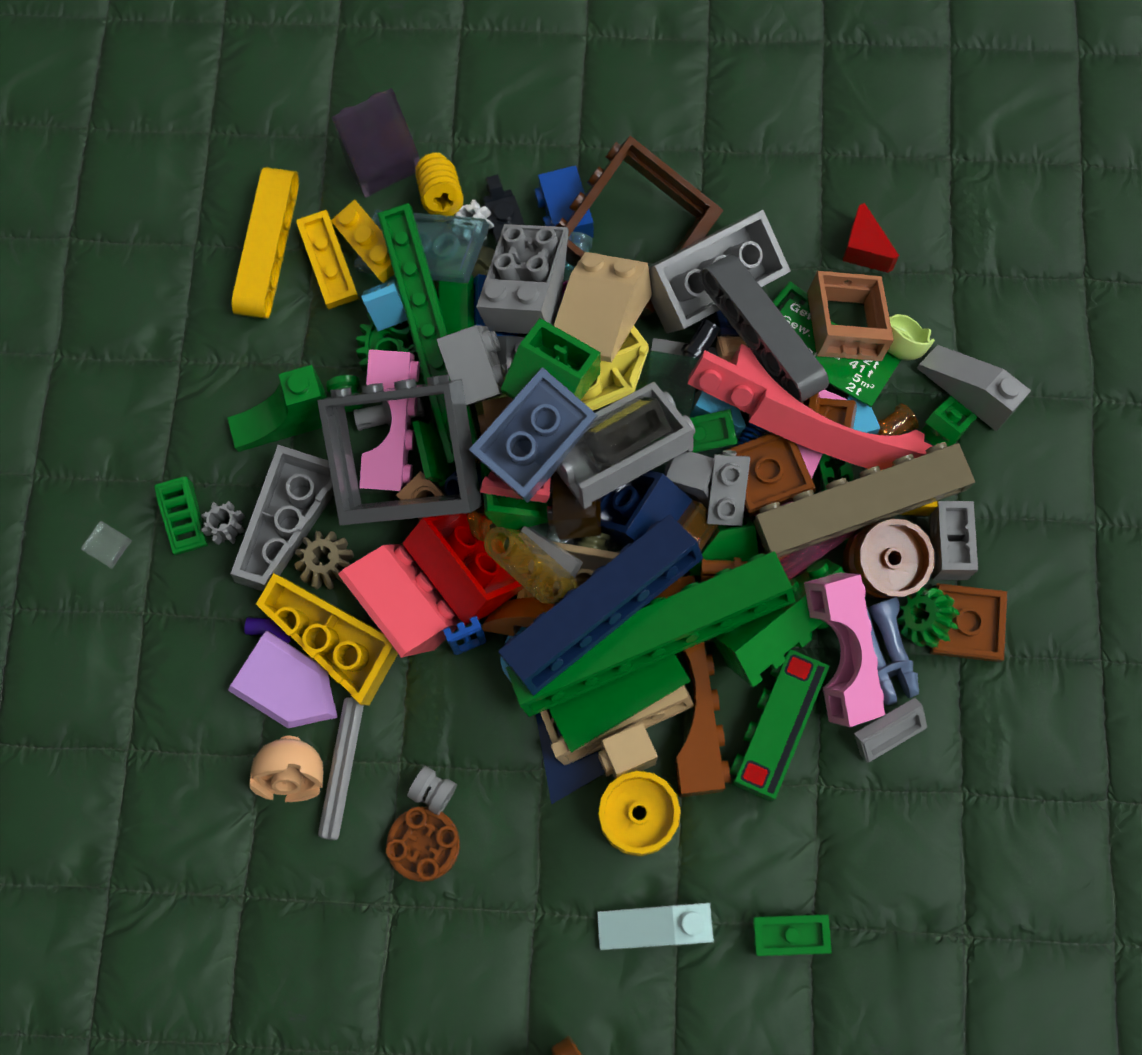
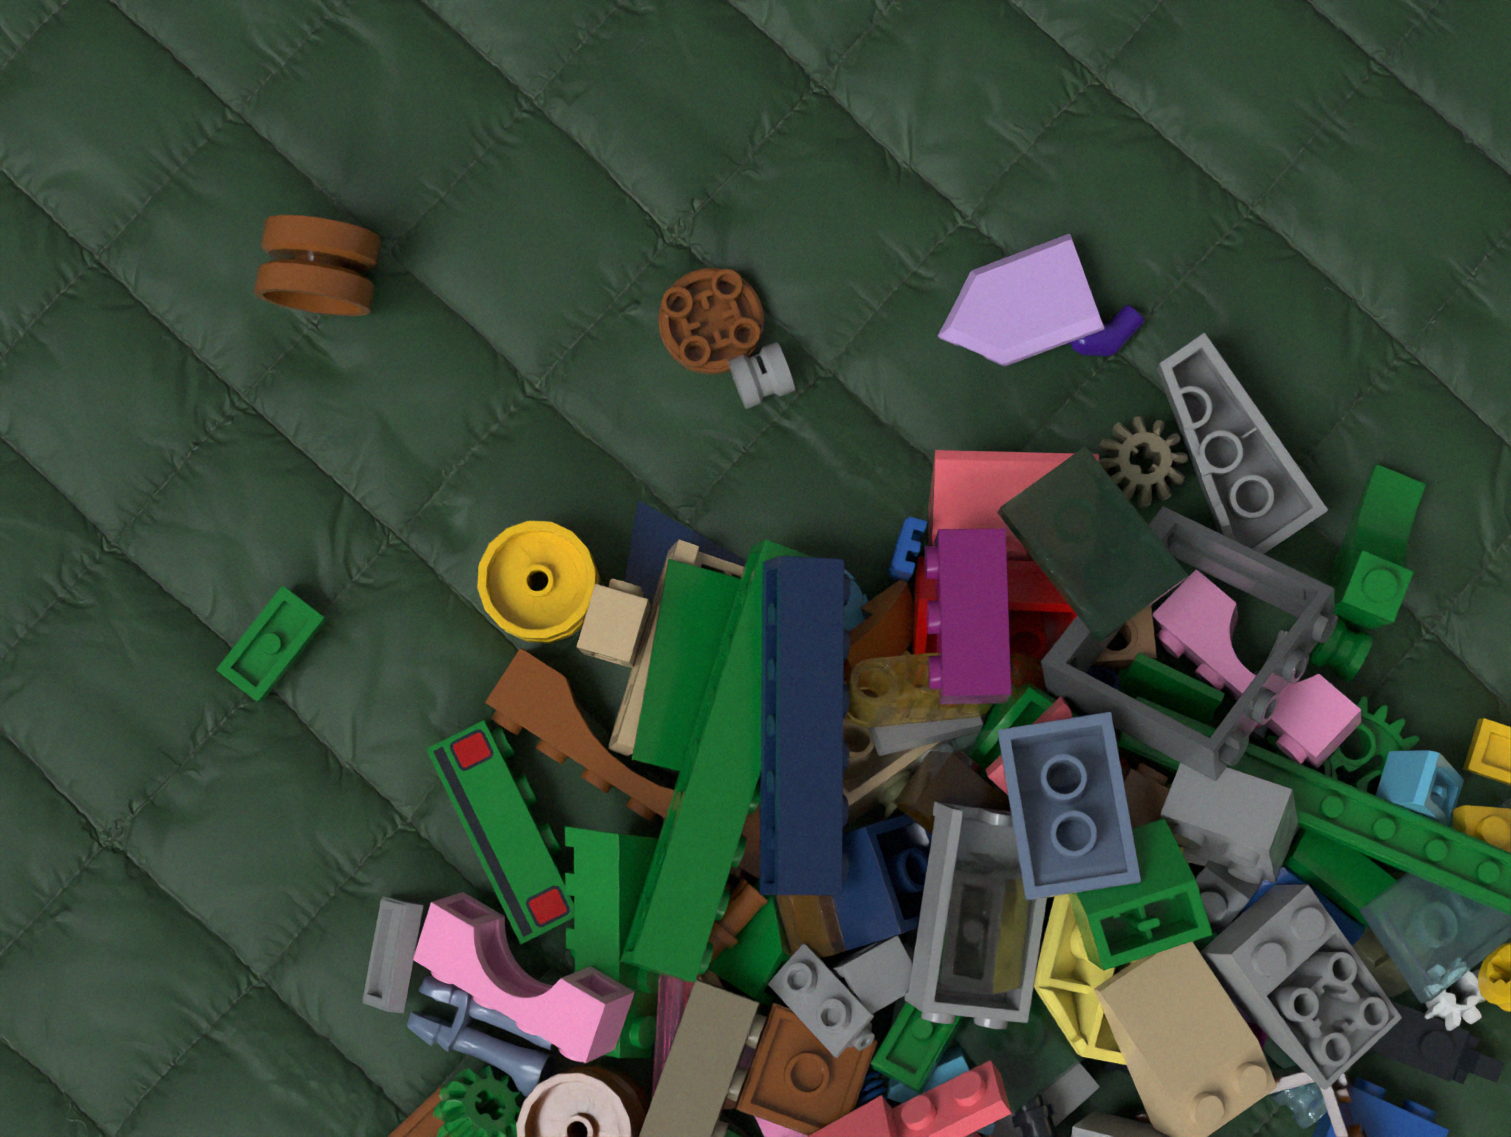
camera: 125 degrees right, 10 degrees up
(106, 544) = (1374, 224): clear tile -> none
(172, 488) = (1351, 362): green slope -> none
(225, 531) = (1302, 371): light grey gear -> none
(287, 769) = (920, 232): light nougat cylinder -> none
(340, 769) = (874, 295): light grey axle -> none
(341, 643) = (1041, 394): yellow wedge -> none
(388, 536) = (1092, 544): none -> clear green tile
(475, 563) = (969, 616): none -> magenta brick
(655, 926) = (405, 503): light aqua slope -> none

